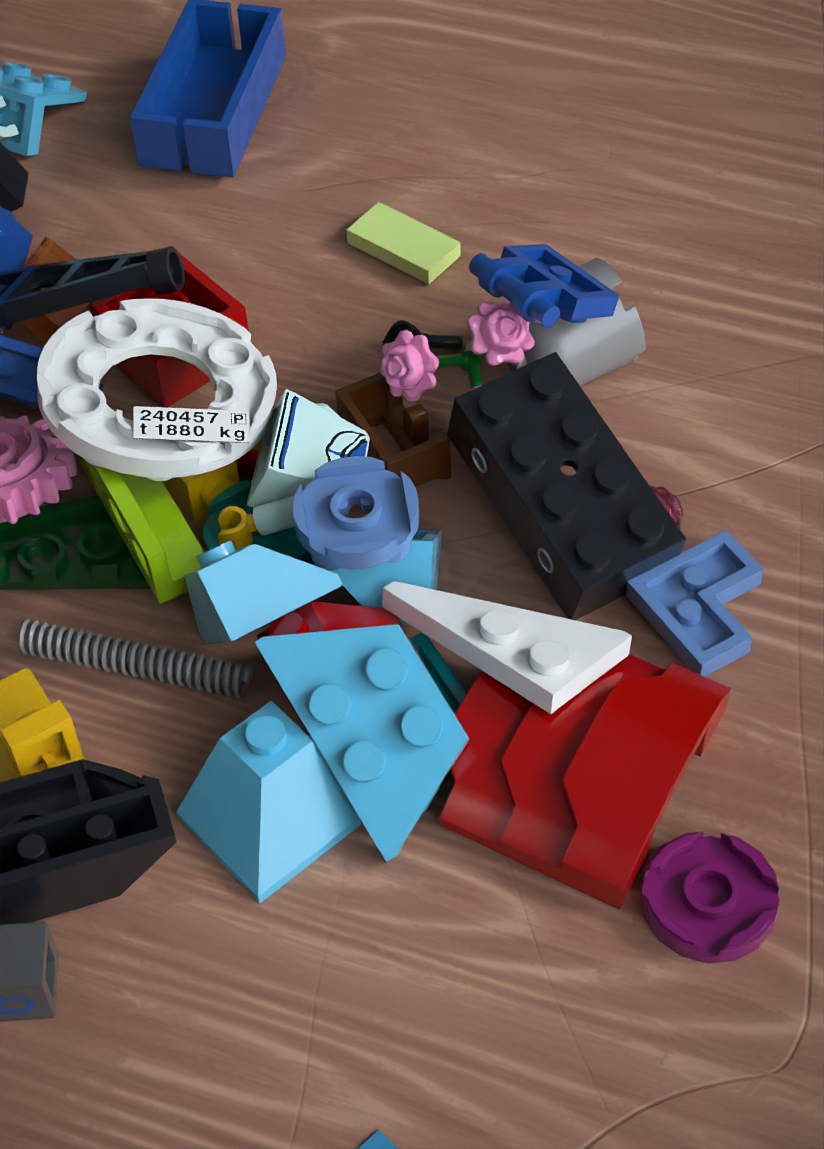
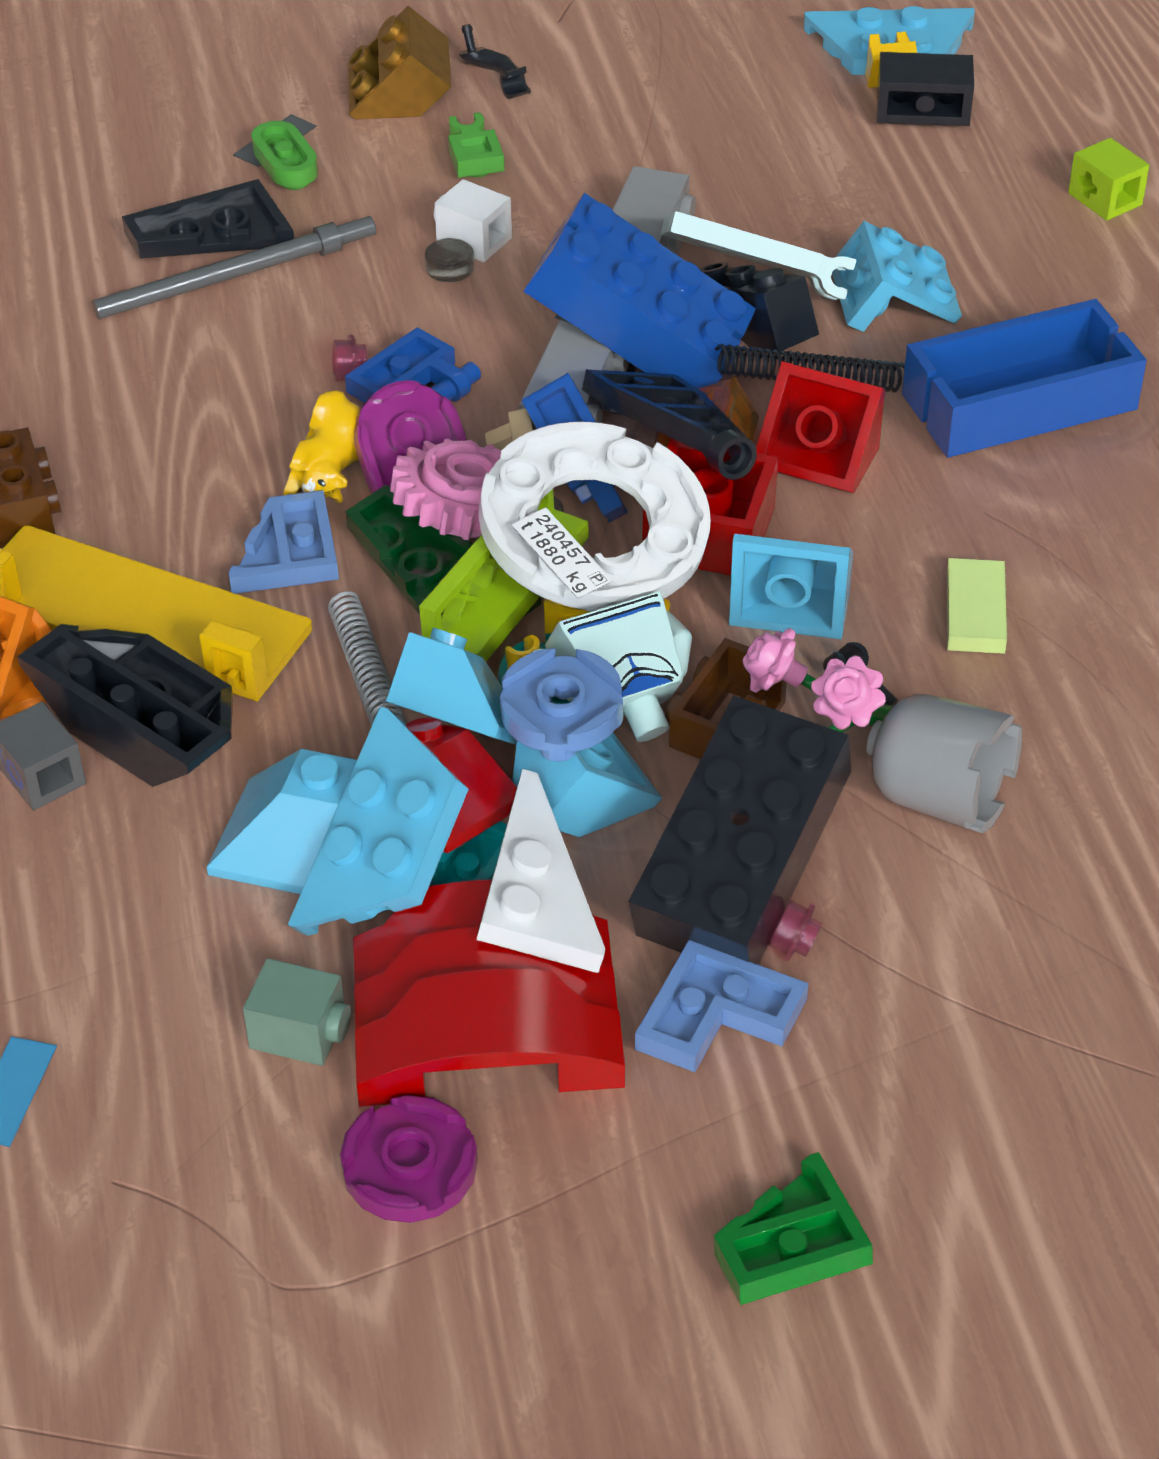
camera: 55 degrees right, 5 degrees down
(74, 192) = (796, 357): none -> black piece
(141, 213) = (822, 426): none -> red slope
(313, 321) = (790, 586): none -> medium azure slope
(503, 900) = (296, 1012): none -> sand green brick
(543, 285) = (929, 695): blue plate -> none

